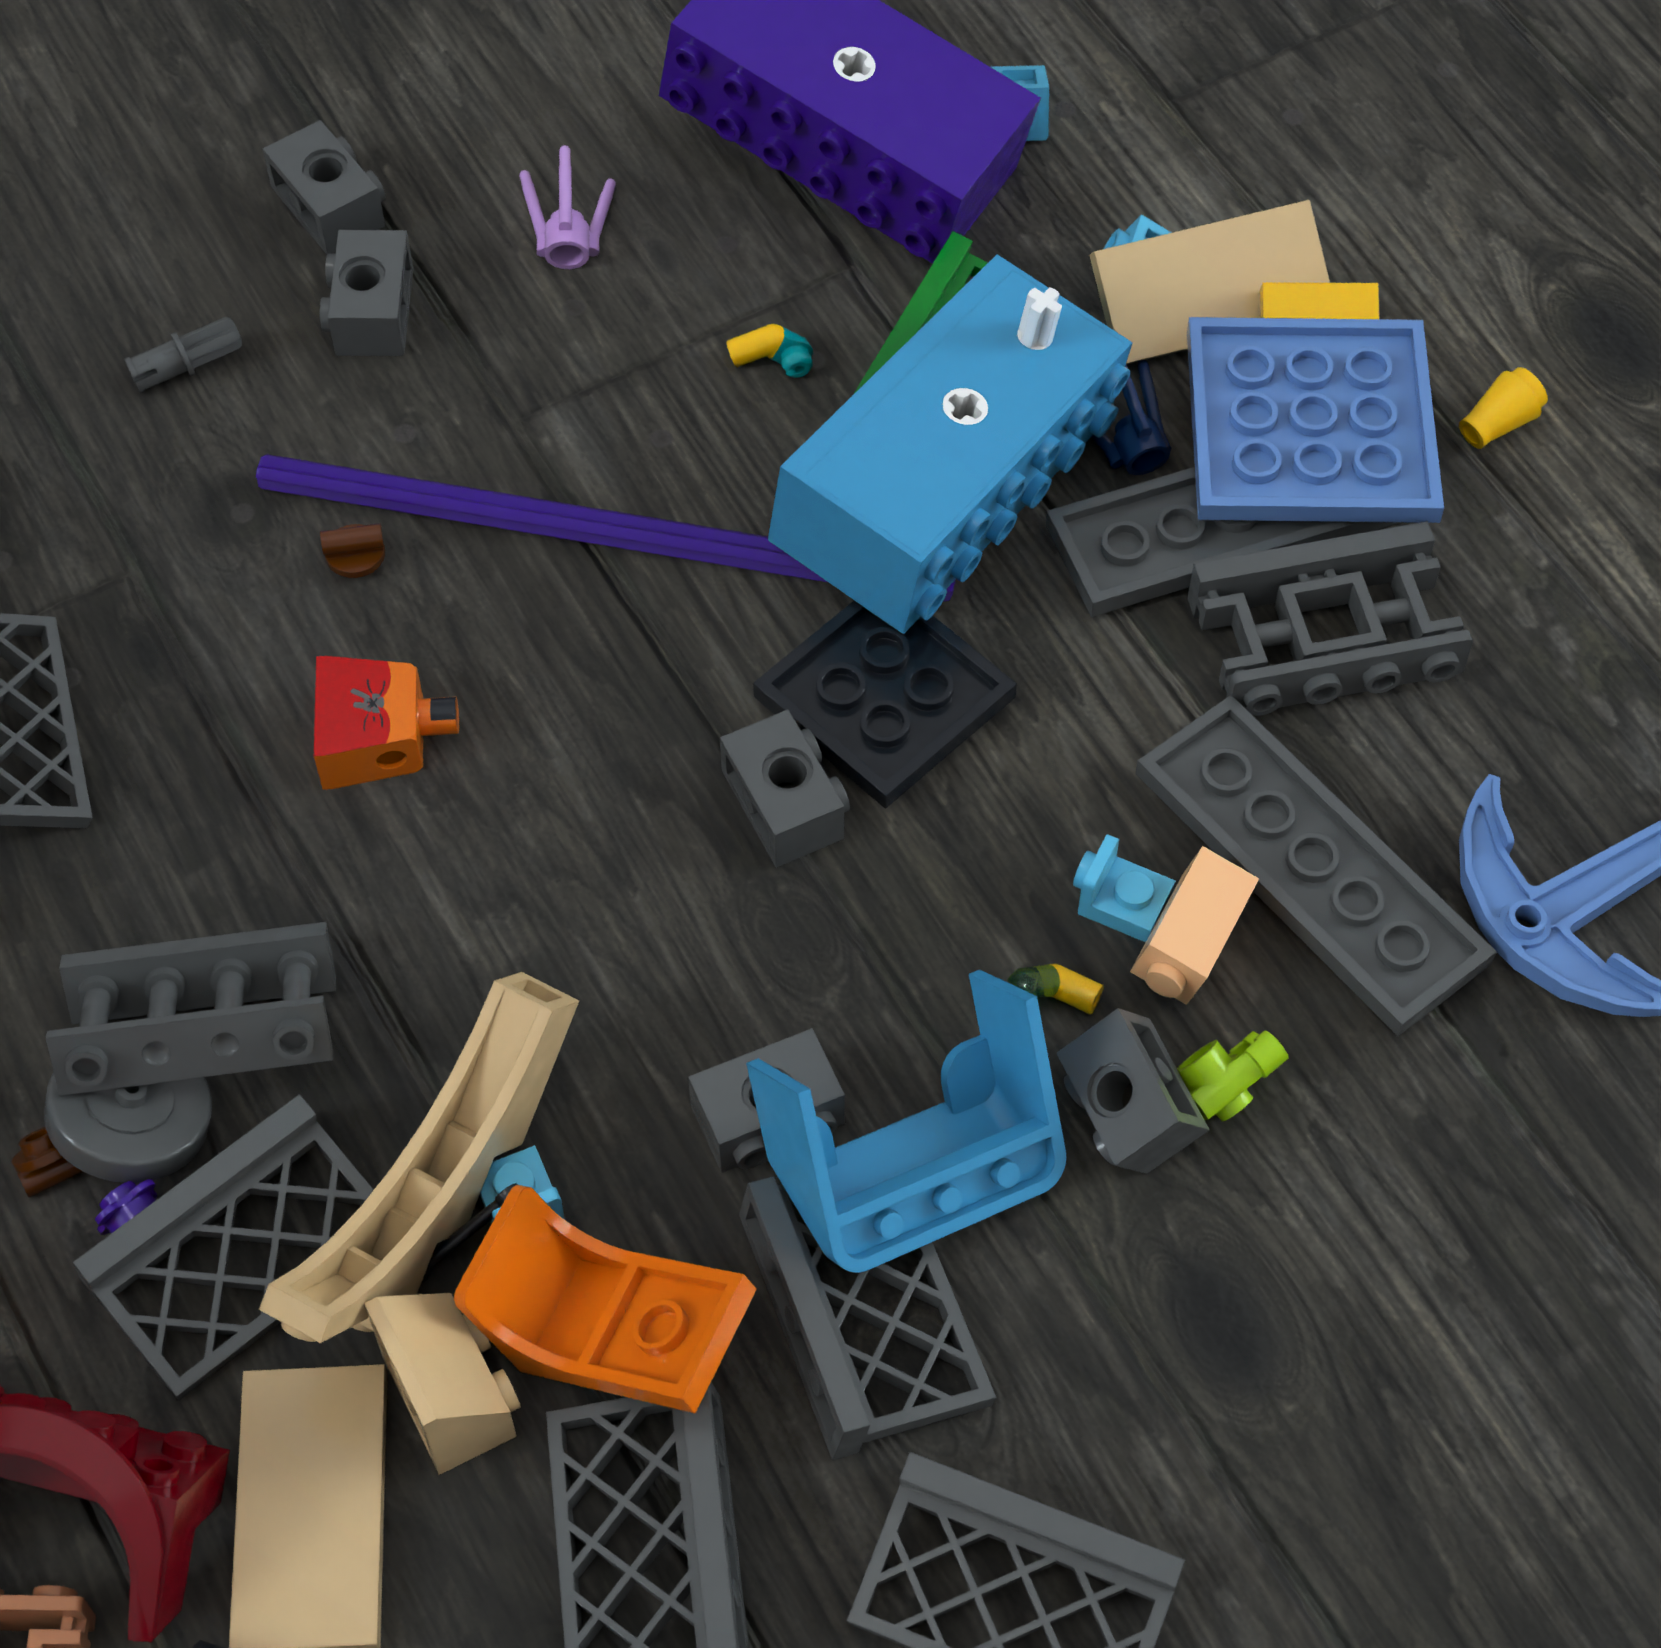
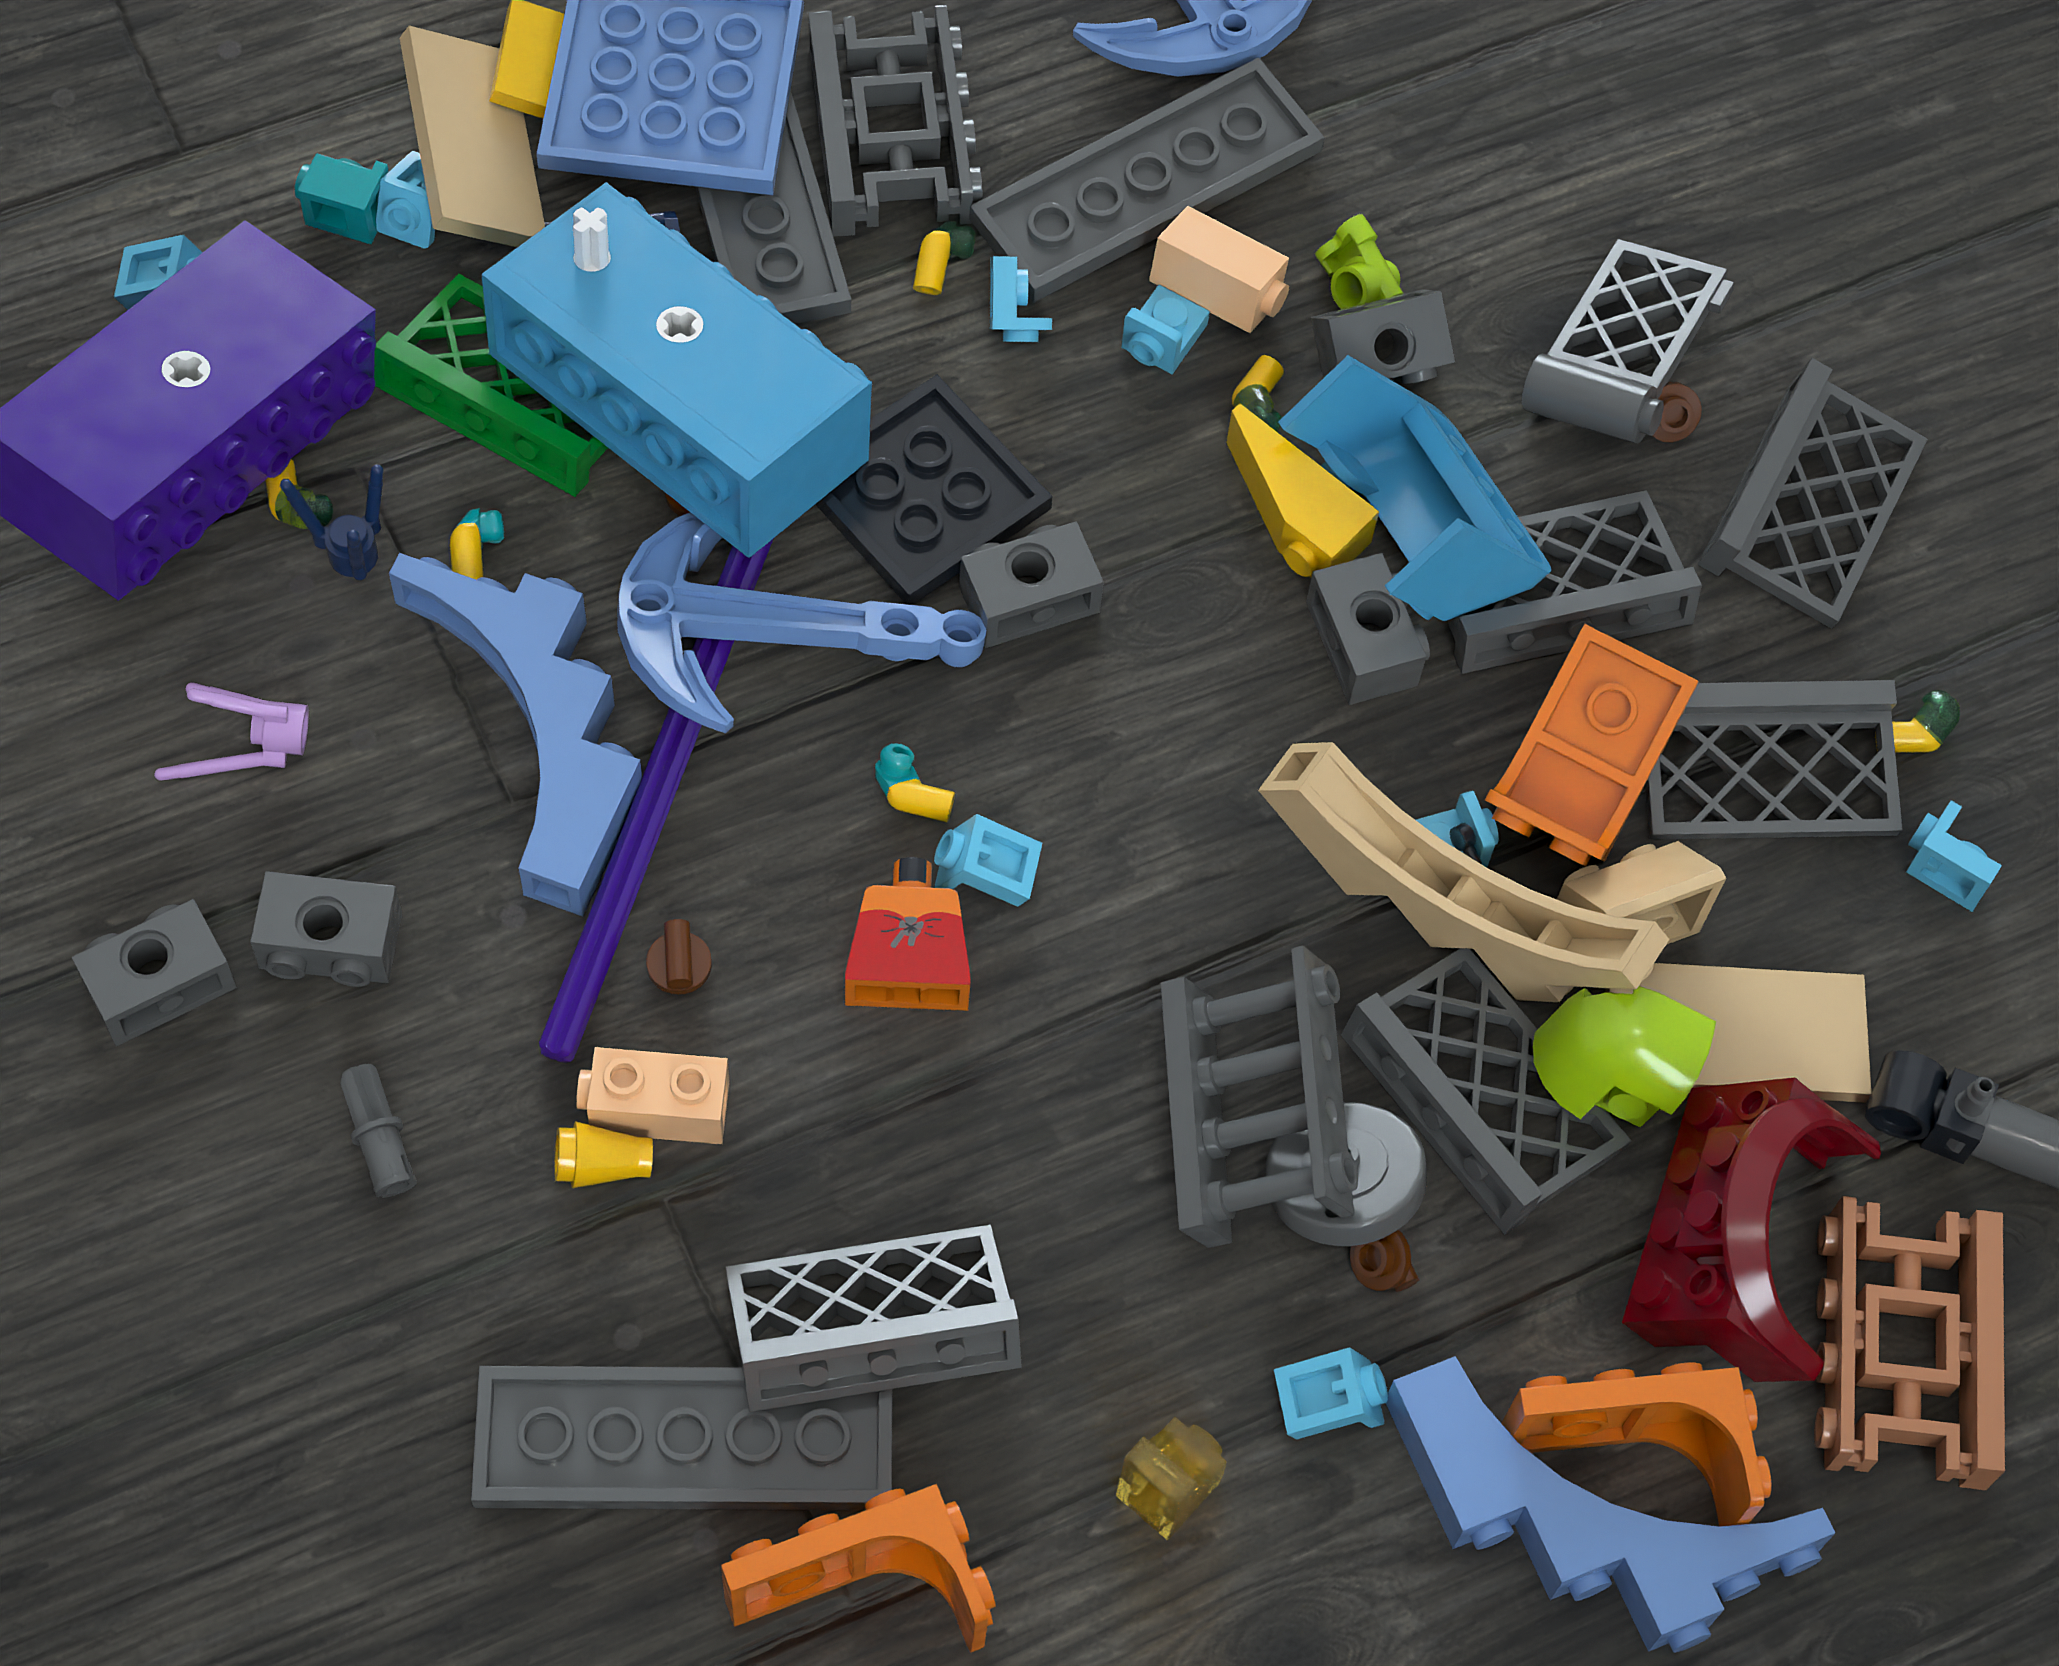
camera: 90 degrees left, 5 degrees up
(124, 1204) = (1451, 1176): dark purple plate -> none
(158, 508) = (599, 1155): none -> yellow cone
(213, 543) = (656, 1094): none -> light nougat brick
(232, 1358) = (1622, 1053): none -> lime brick
(466, 779) = (988, 859): none -> medium azure bracket
(549, 709) = (904, 788): none -> arm
(598, 431) = (566, 703): none -> medium blue arch
(705, 514) = (662, 608): none -> medium blue piece
(760, 259) = (348, 538): none -> dark blue plant
(805, 214) = (283, 510): none -> clear green arm
(911, 1029) = (1304, 507): none -> yellow slope
(1100, 1333) = (1599, 389): none -> dark grey piece
(1107, 1421) = (1680, 412): none -> reddish brown plate
(1116, 732) = (1007, 292): none -> medium azure bracket
(1129, 195) = (340, 196): none -> teal brick
(1179, 678) = (937, 251): none -> yellow arm

